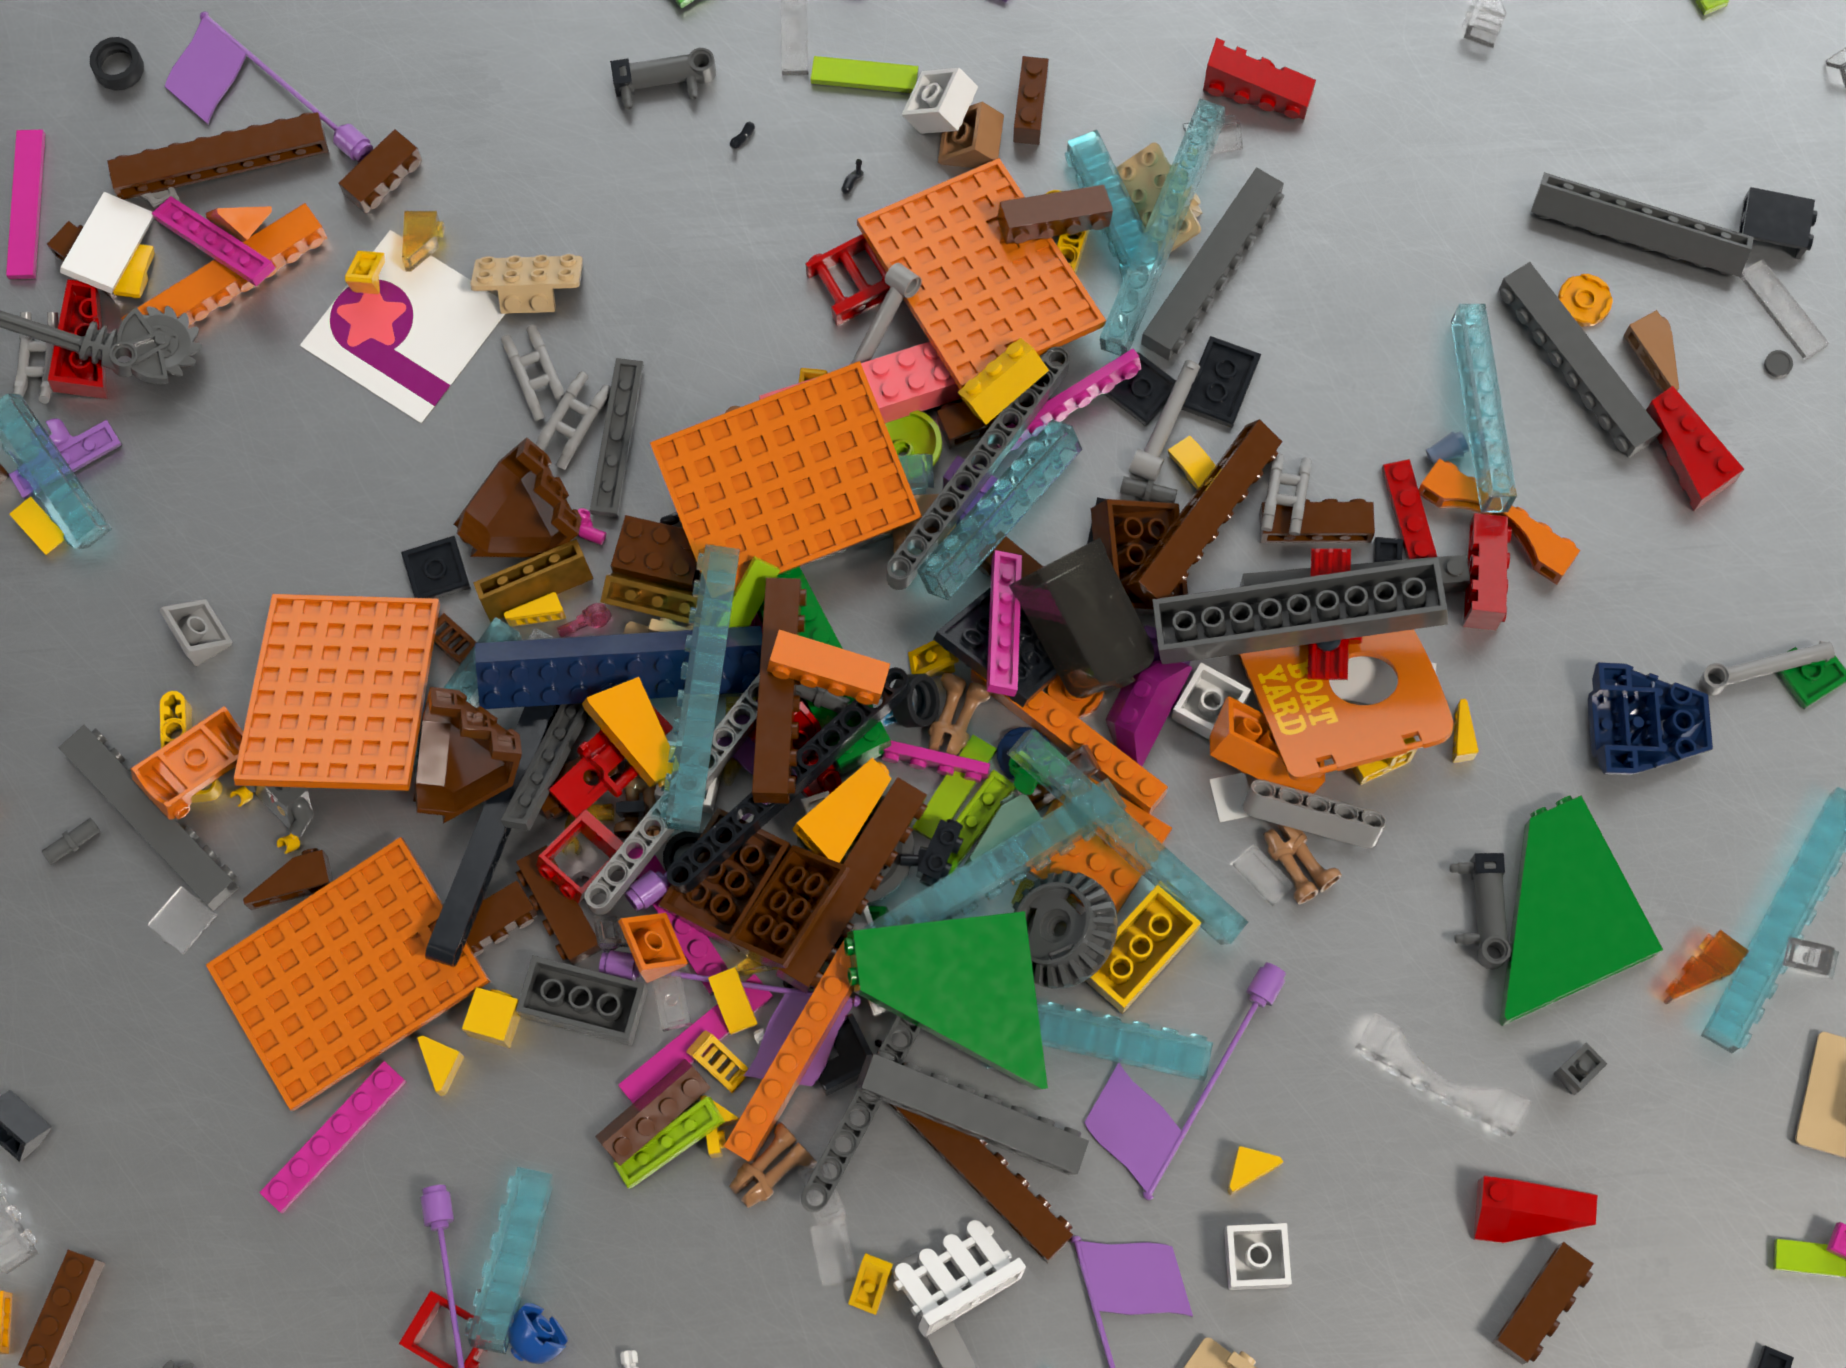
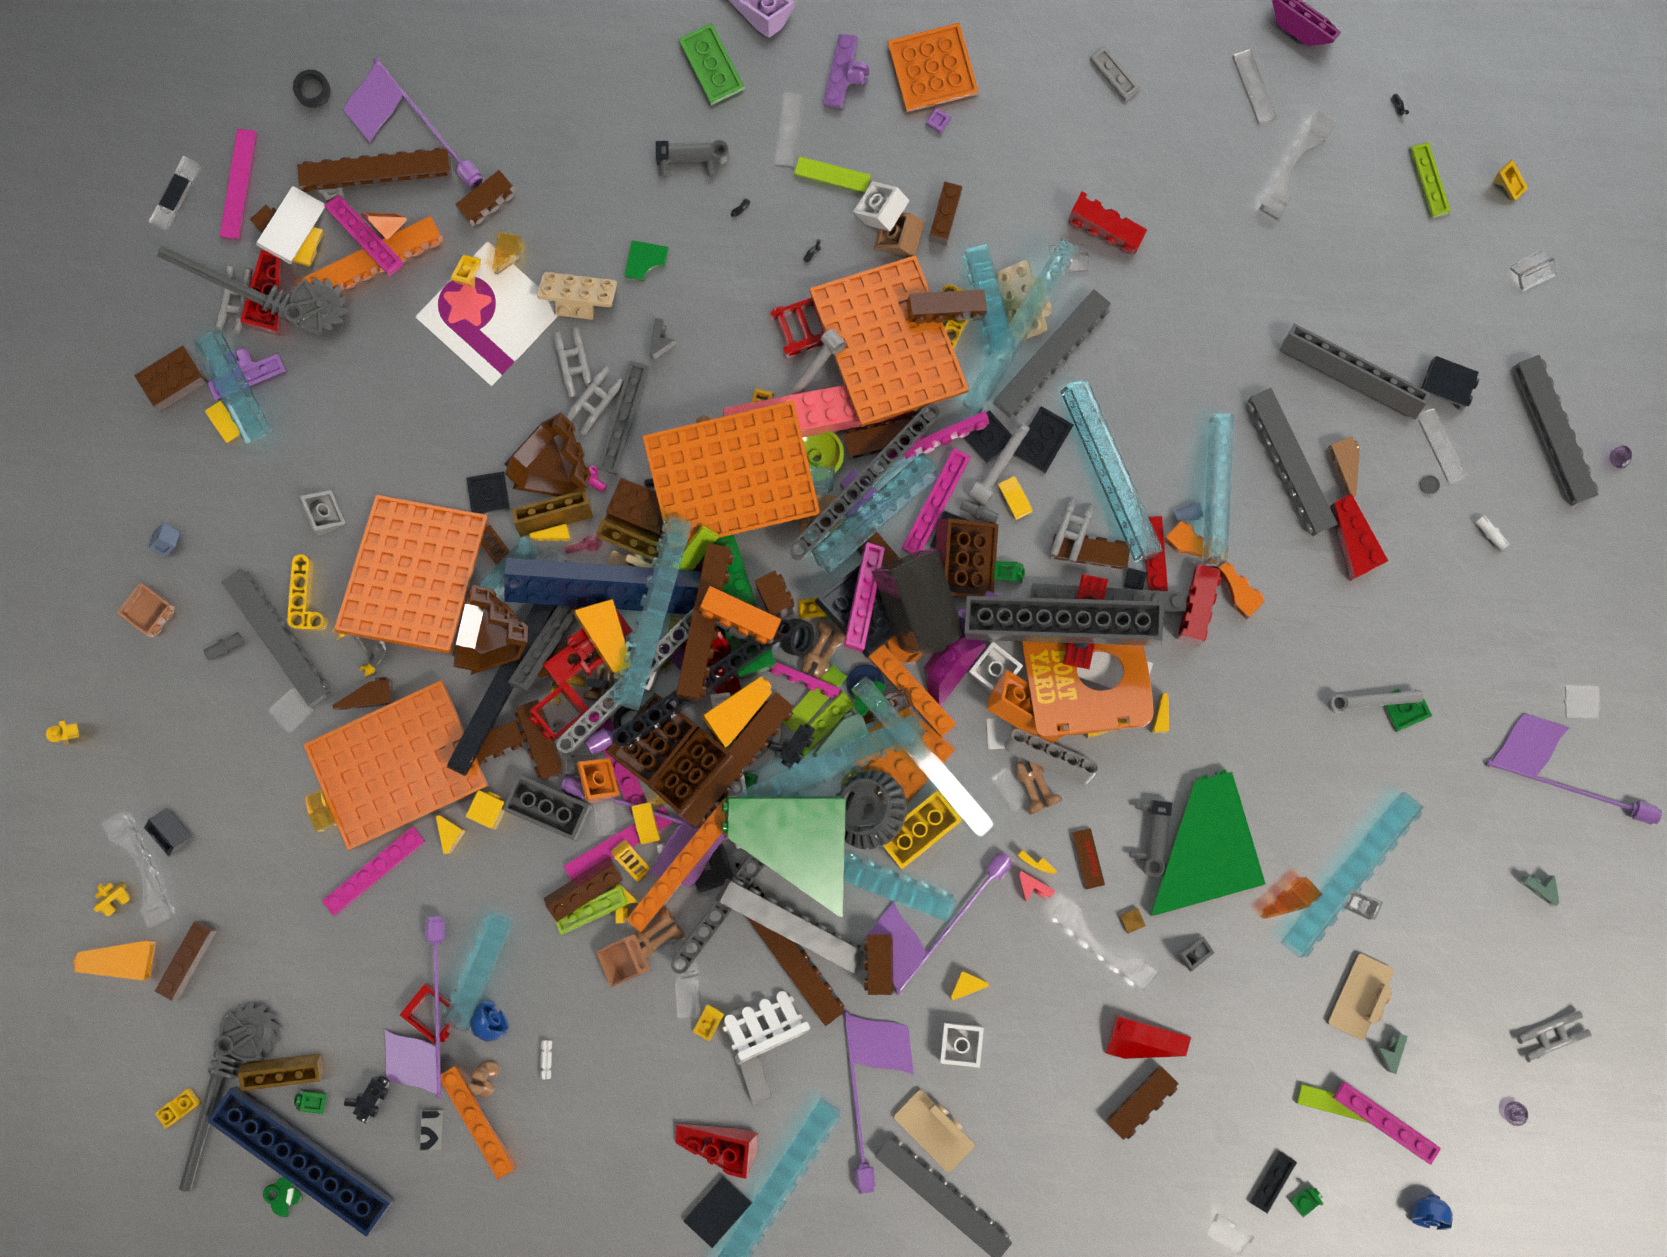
camera: 10 degrees right, 10 degrees up
(189, 763) = (308, 607): orange piece -> none
(243, 1060) = (319, 812): none -> clear yellow slope
(615, 220) = (643, 258): none -> green tile
(655, 328) = (658, 344): none -> dark grey slope
(727, 1209) = (622, 960): none -> nougat piece
(870, 636) = (773, 594): none -> reddish brown brick
(1003, 380) = (890, 425): yellow brick -> none
(1084, 484) = (936, 501): none -> dark pink plate
(1114, 1153) = (879, 964): none -> reddish brown brick
(1205, 513) = (1014, 536): reddish brown brick -> none
(1210, 567) = (1009, 571): none -> green bracket
(1315, 1003) = (1029, 883): none -> coral slope
(1327, 406) = (1111, 470): none -> clear light blue brick
(1329, 976) = (1041, 865): none -> yellow slope
(1395, 956) = (1088, 858): none -> reddish brown tile
(1477, 1036) = (1132, 920): none -> pearl gold tile
(1586, 299) = (1305, 418): light orange tile -> none
(1644, 721) = (1285, 726): dark blue wedge -> none

